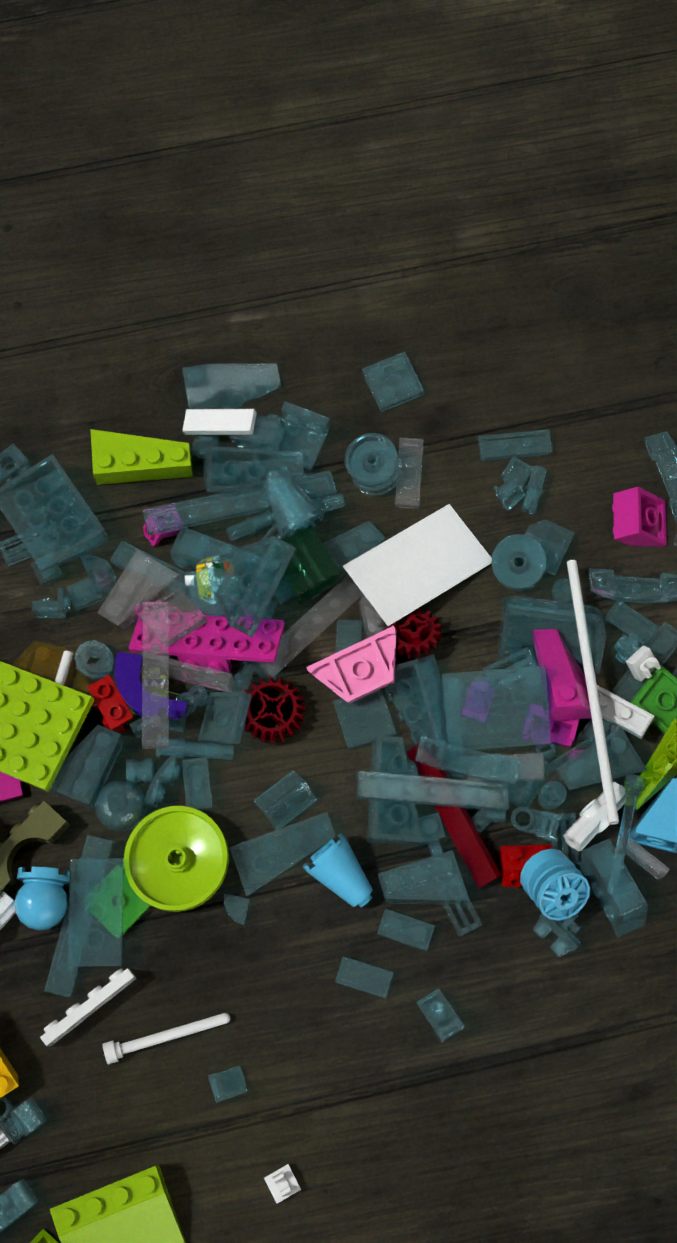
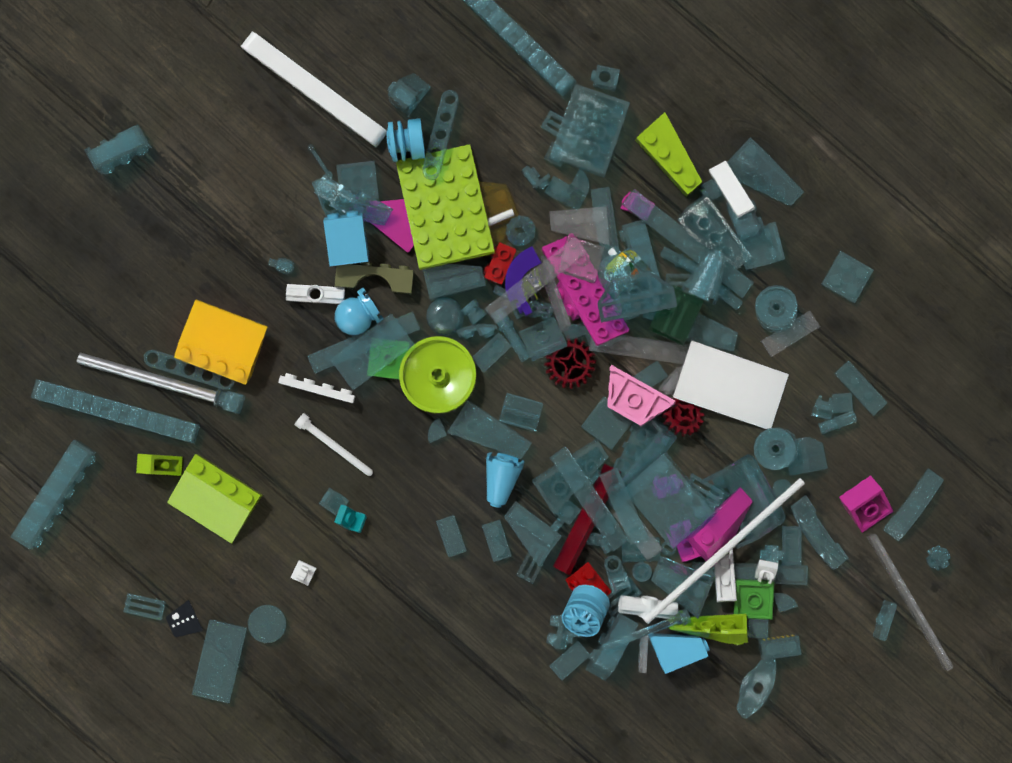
camera: 55 degrees right, 15 degrees up
(261, 1079) = (350, 519): none -> teal bracket
(440, 1015) = (461, 596): clear light blue slope -> none
(596, 946) = (569, 660): none -> clear light blue tile

